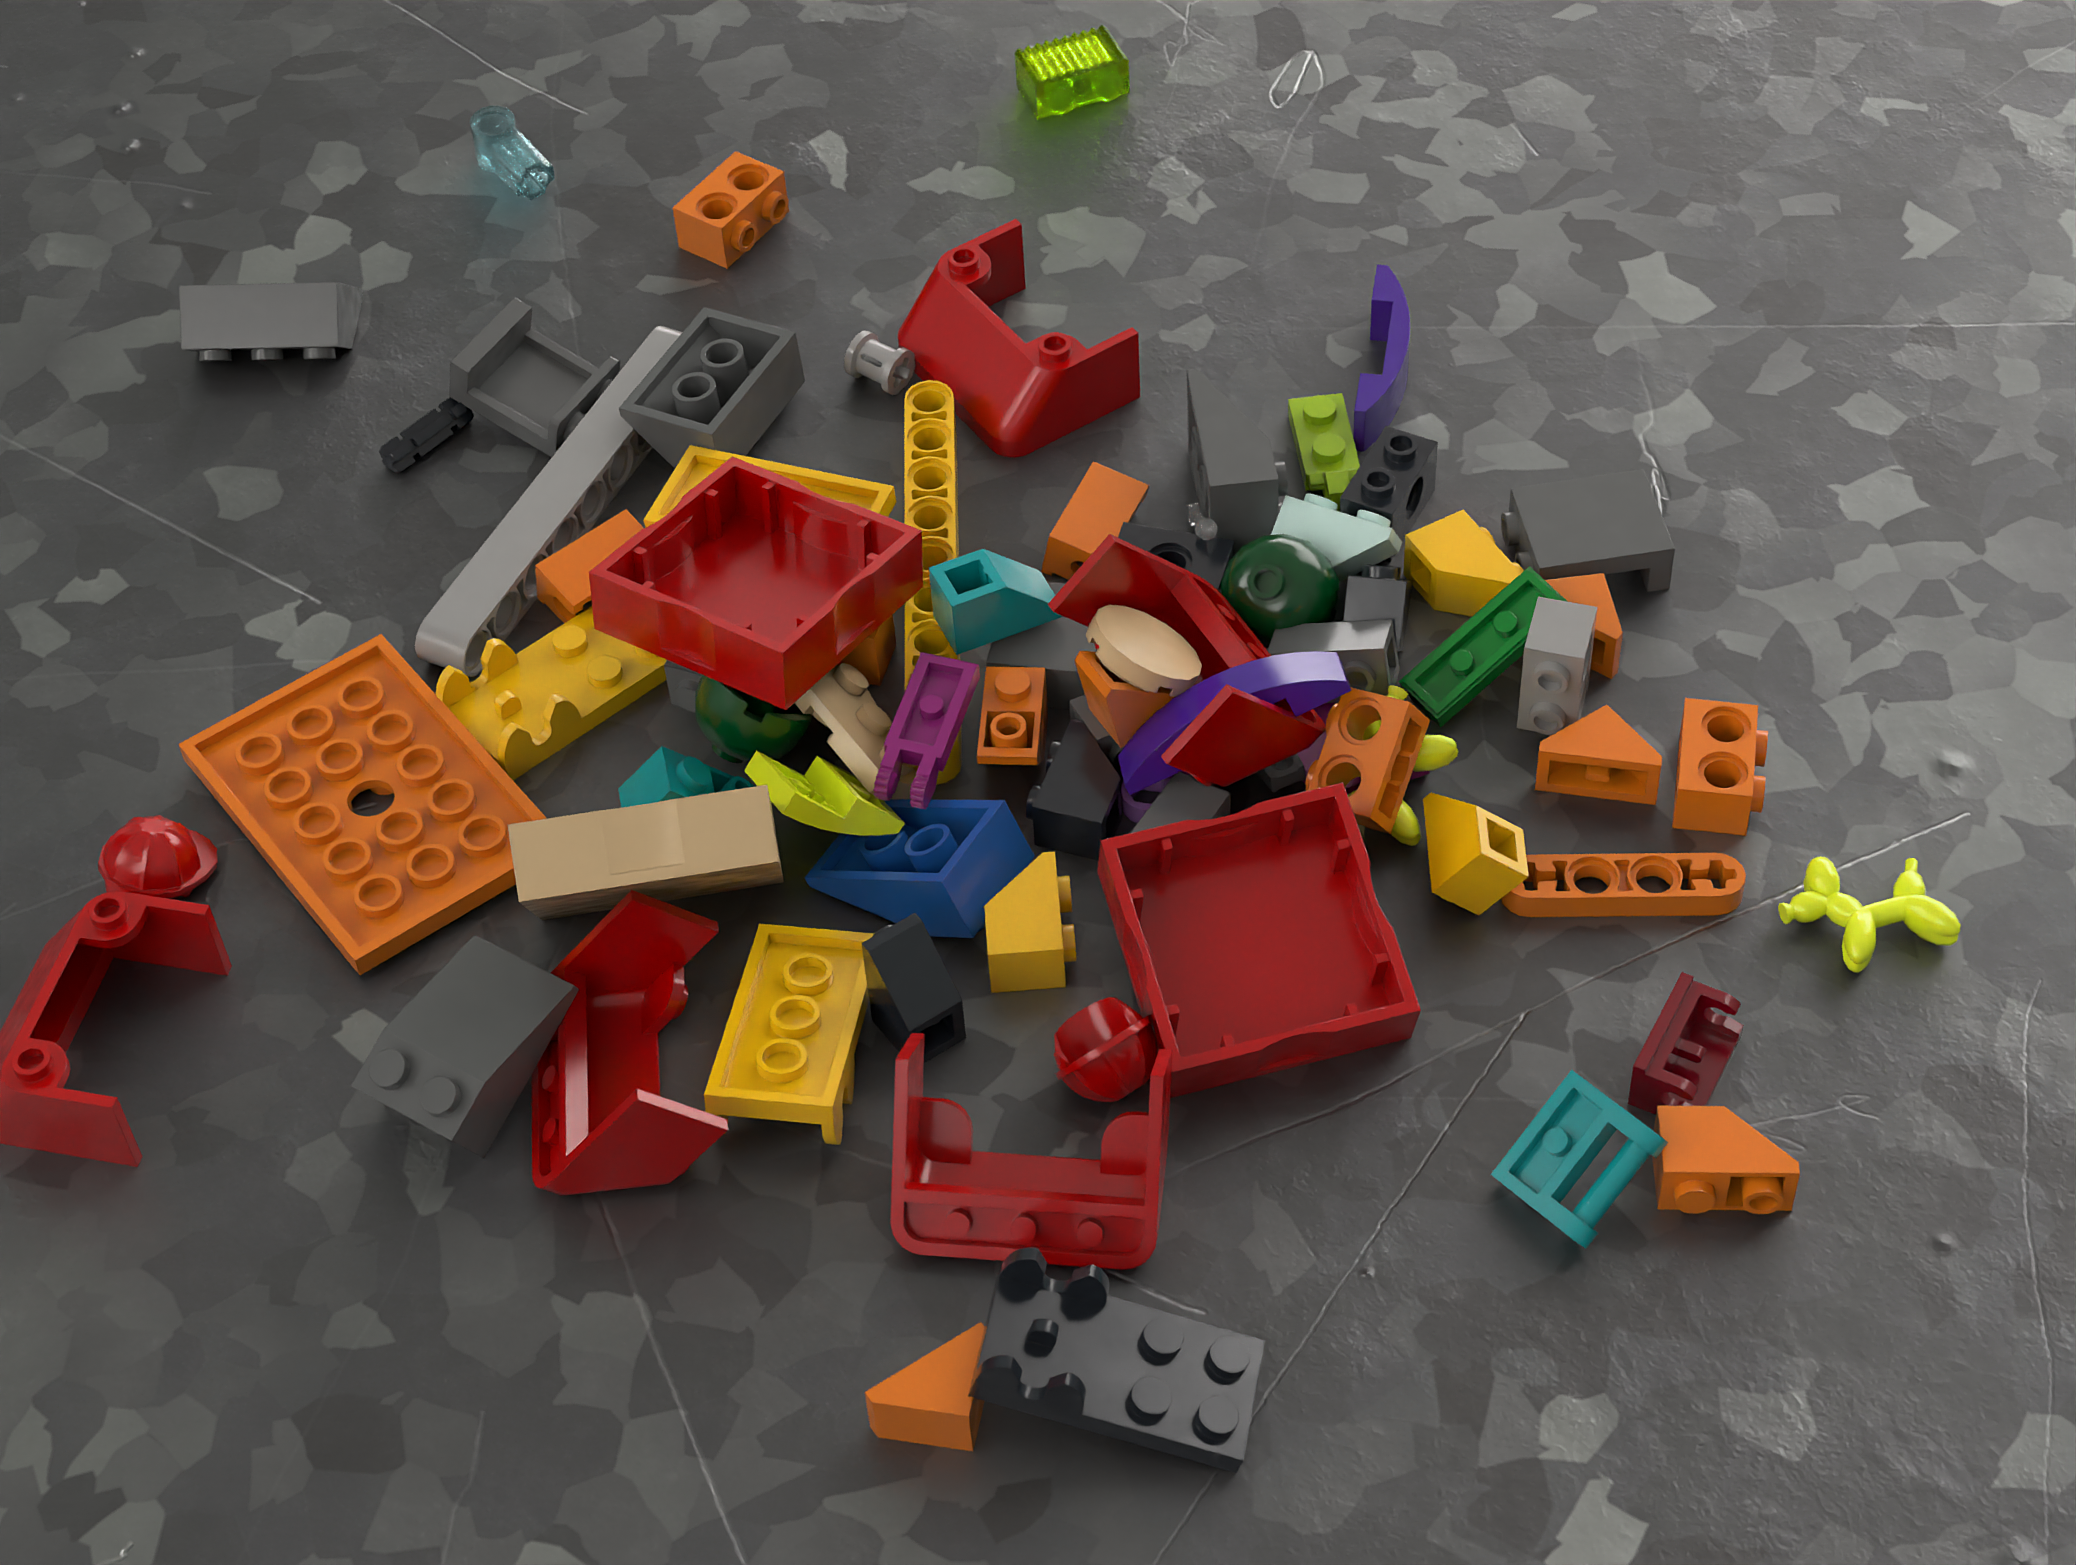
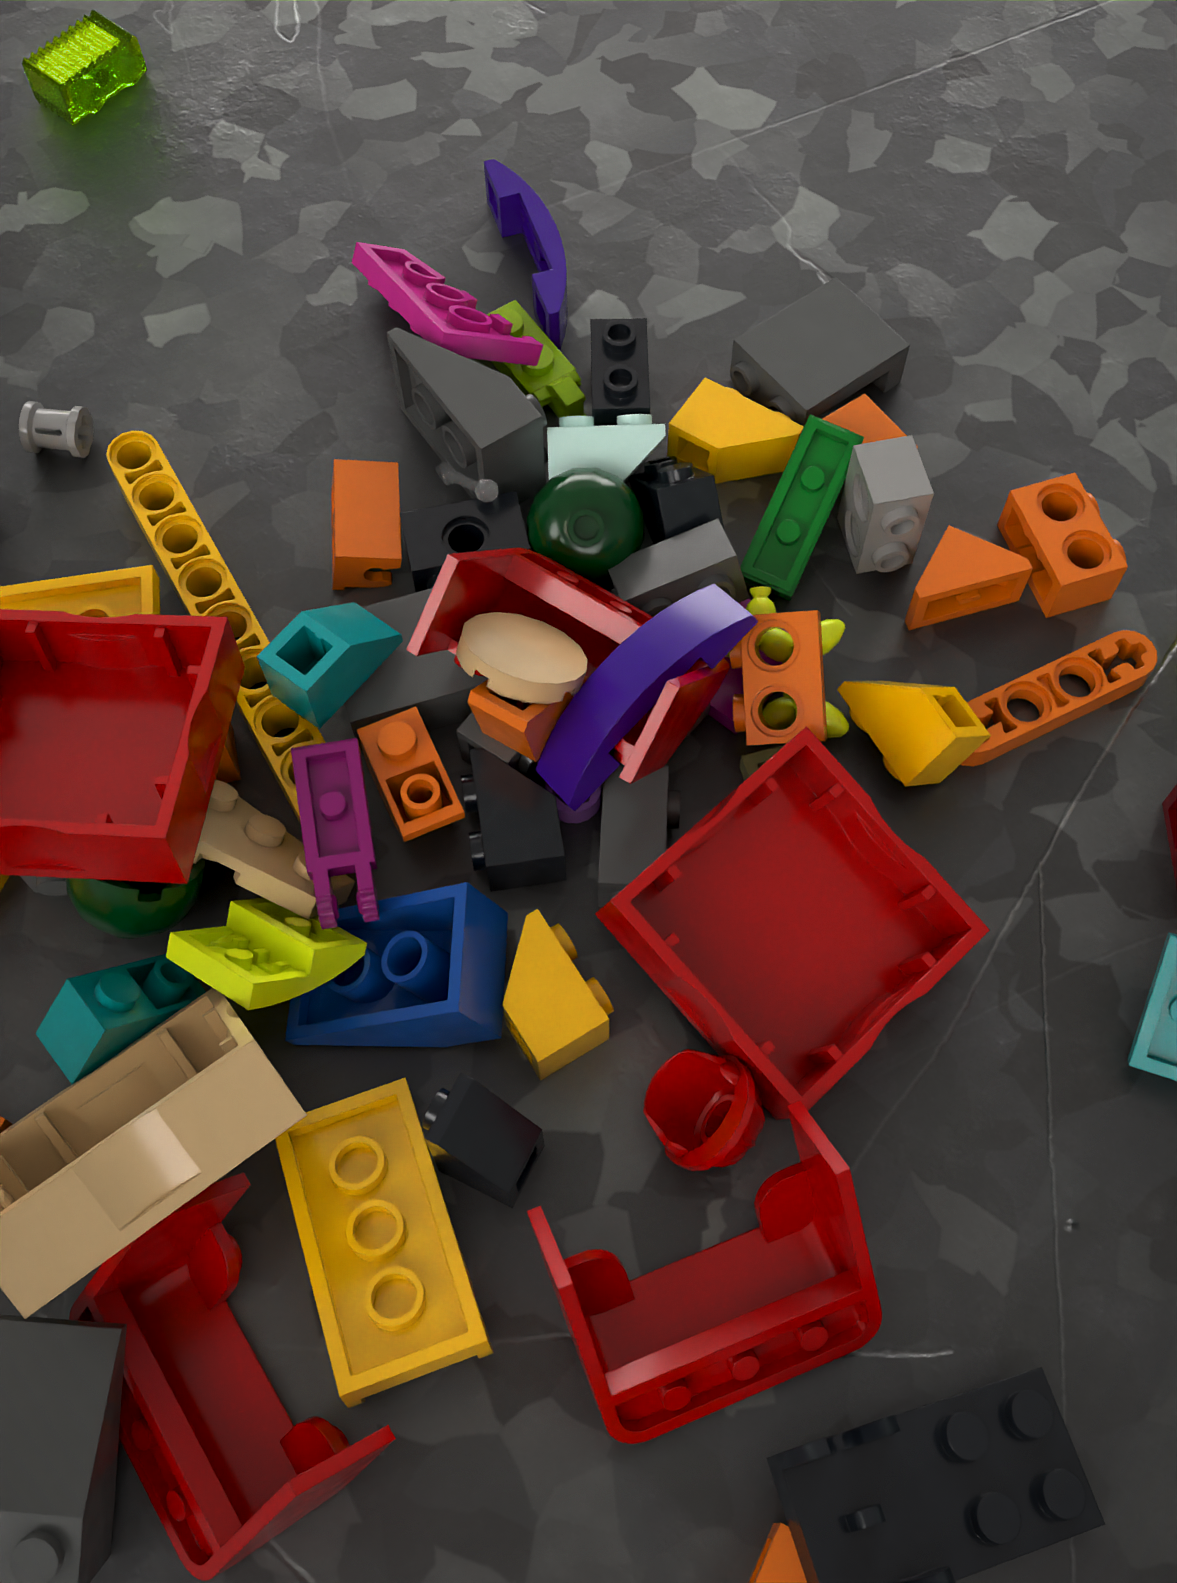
camera: 30 degrees left, 15 degrees up
(1004, 388) = (201, 412): red windscreen -> none
(1259, 377) = (441, 311): none -> dark pink wing

